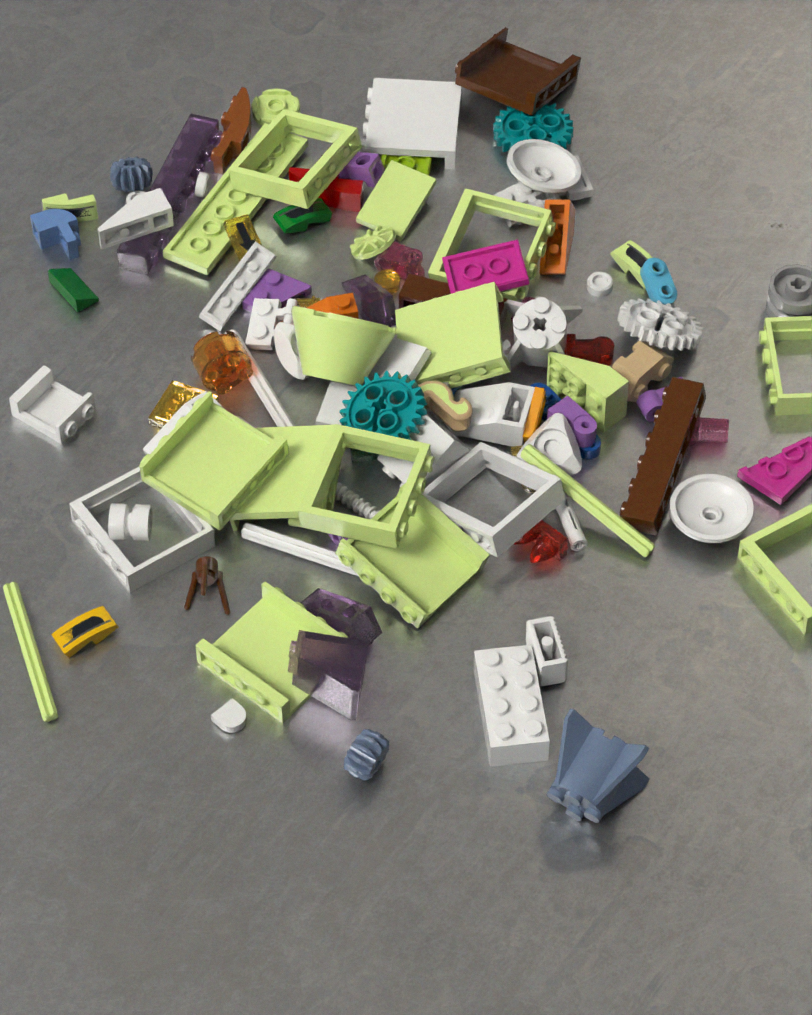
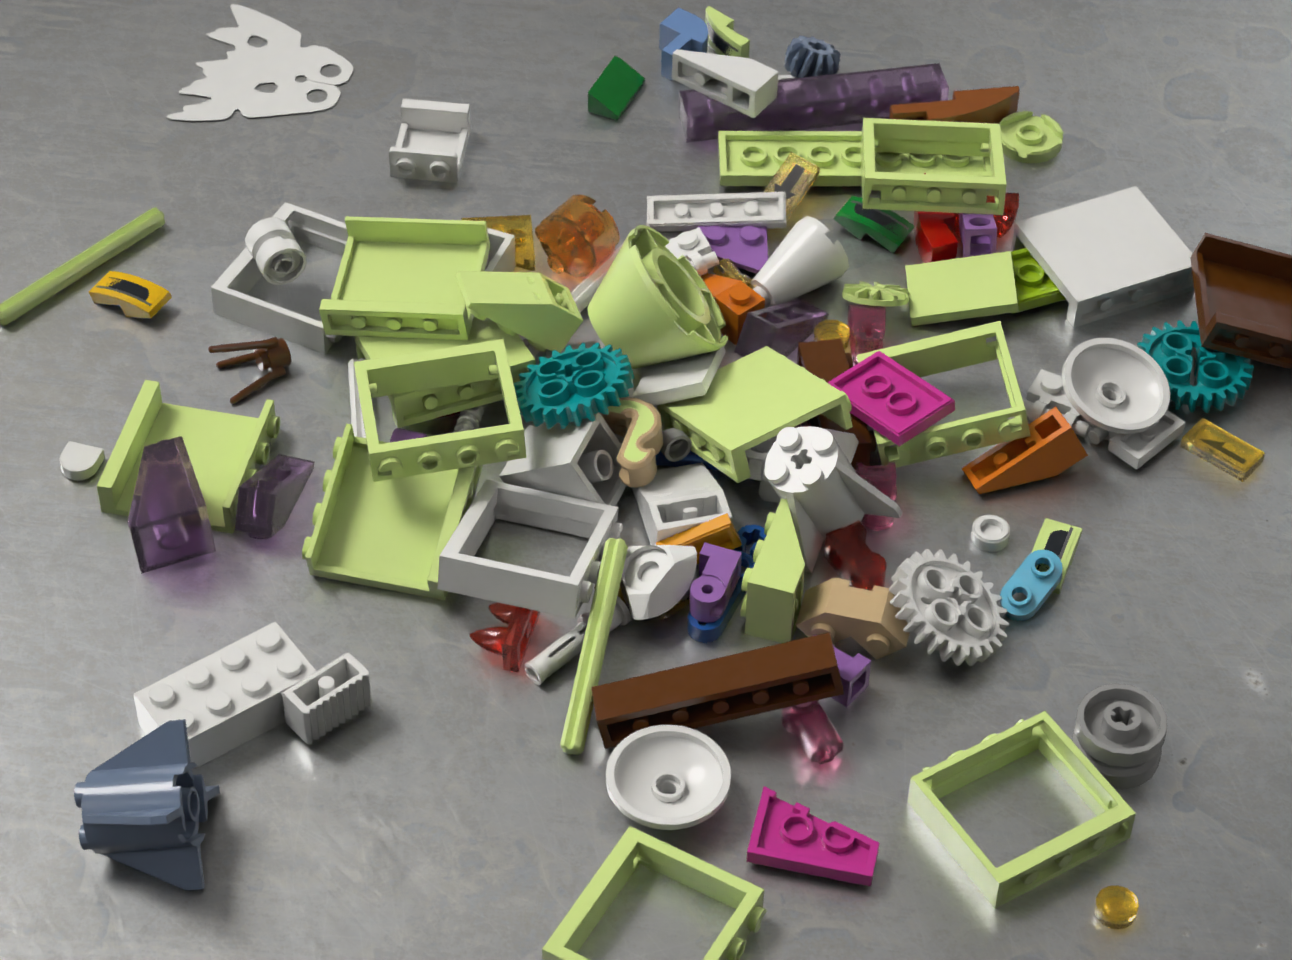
camera: 60 degrees right, 5 degrees down
(202, 184) = (848, 120): white tile -> none
(289, 407) = (523, 305): none -> yellowish green slope
(323, 261) = (800, 263): none -> white cone
(366, 754) = (72, 589): sand blue gear -> none
(602, 152) = (1222, 449): none -> clear yellow tile

